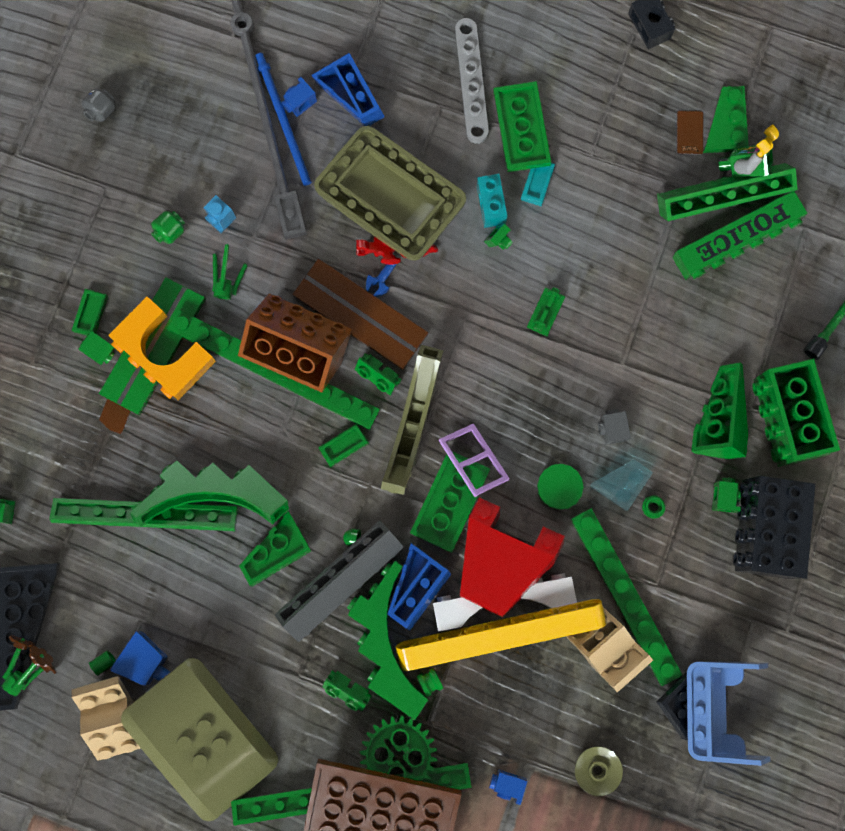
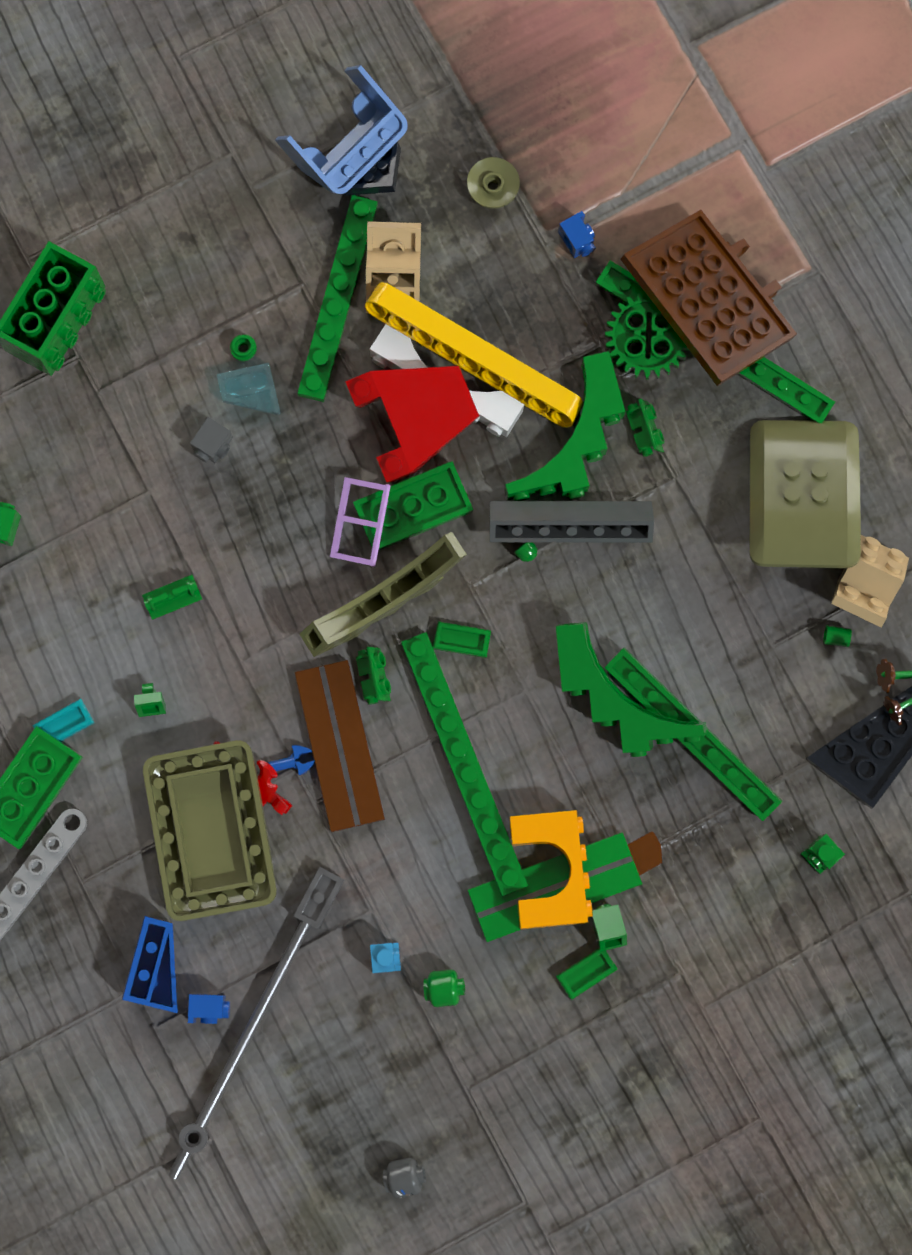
camera: 145 degrees left, 0 degrees up
(141, 660) = (801, 605): blue torso -> none
(222, 287) = (442, 882): green plant -> none
(264, 69) = (212, 1071): blue bar -> none
(276, 551) = (603, 598): green wing -> none
(294, 342) = (424, 760): dark orange brick -> none
(417, 587) = (508, 456): blue wedge -> none
(430, 682) = (568, 372): green wheel -> none
(491, 200) = (124, 740): teal brick -> none
(560, 486) = (306, 435): green tile -> none
(724, 421) = (114, 361): green wedge -> none
(726, 496) = (174, 300): green brick -> none
(774, 527) = (162, 236): black brick -> none

